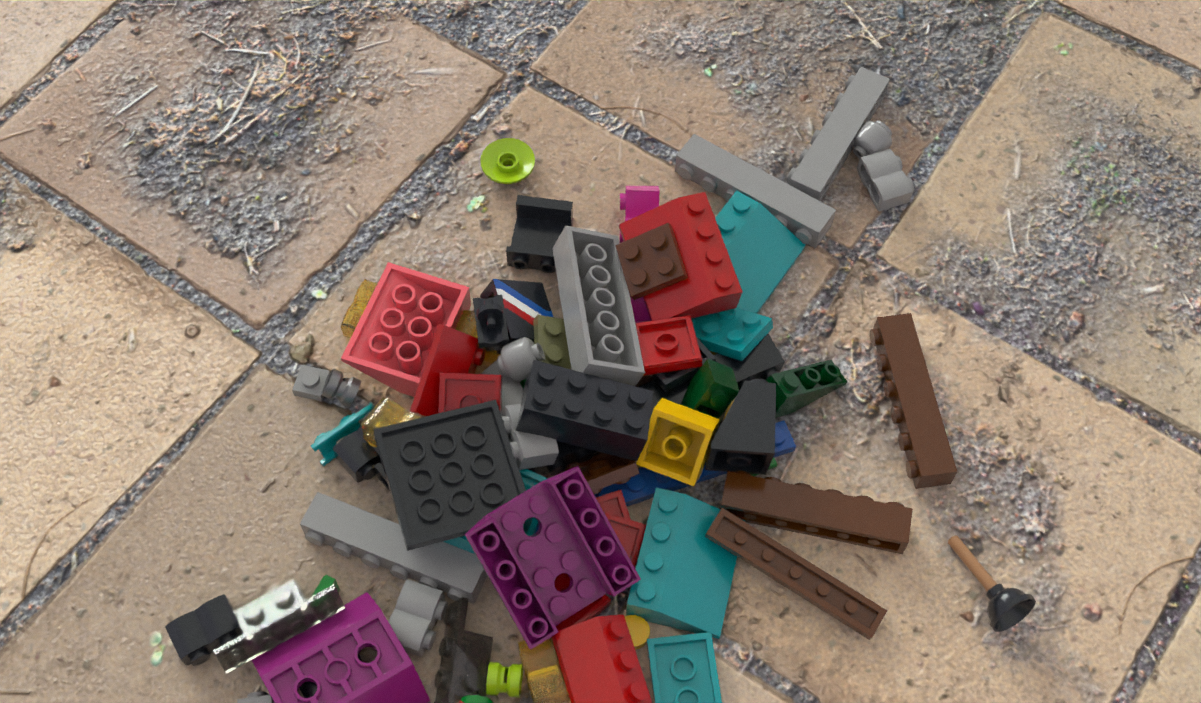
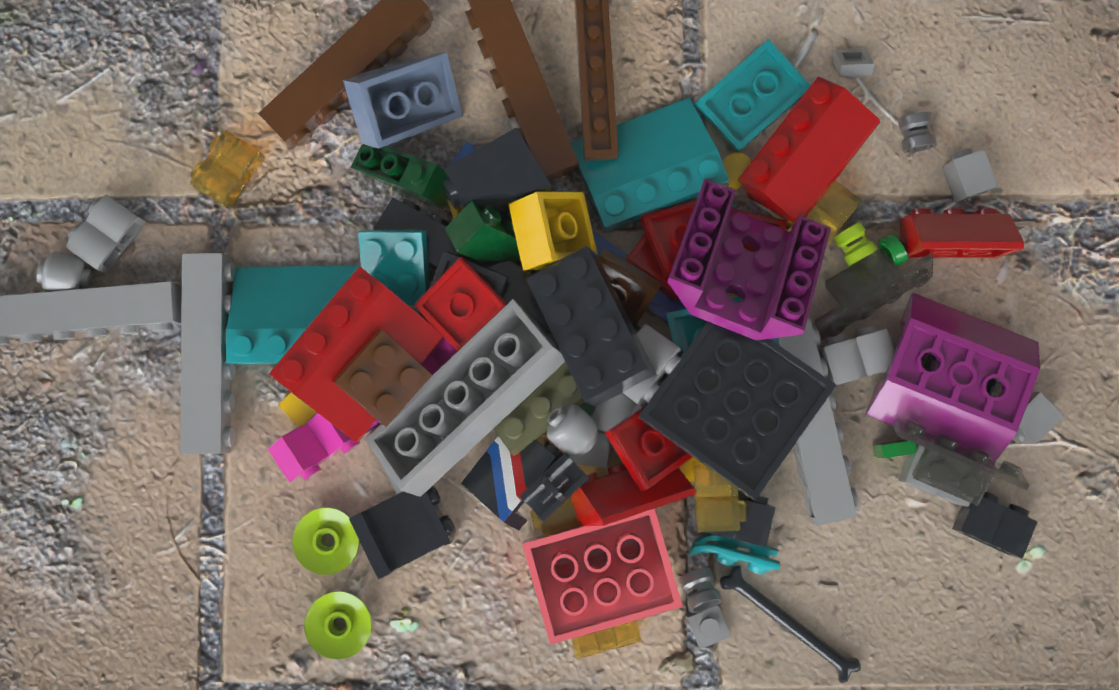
camera: 120 degrees left, 25 degrees up
(204, 454) = (844, 665): none -> black piece
(569, 177) = (309, 543): none -> lime dish
(857, 415) = (403, 99): none -> sand blue slope
(882, 276) = (226, 169): none -> clear yellow brick

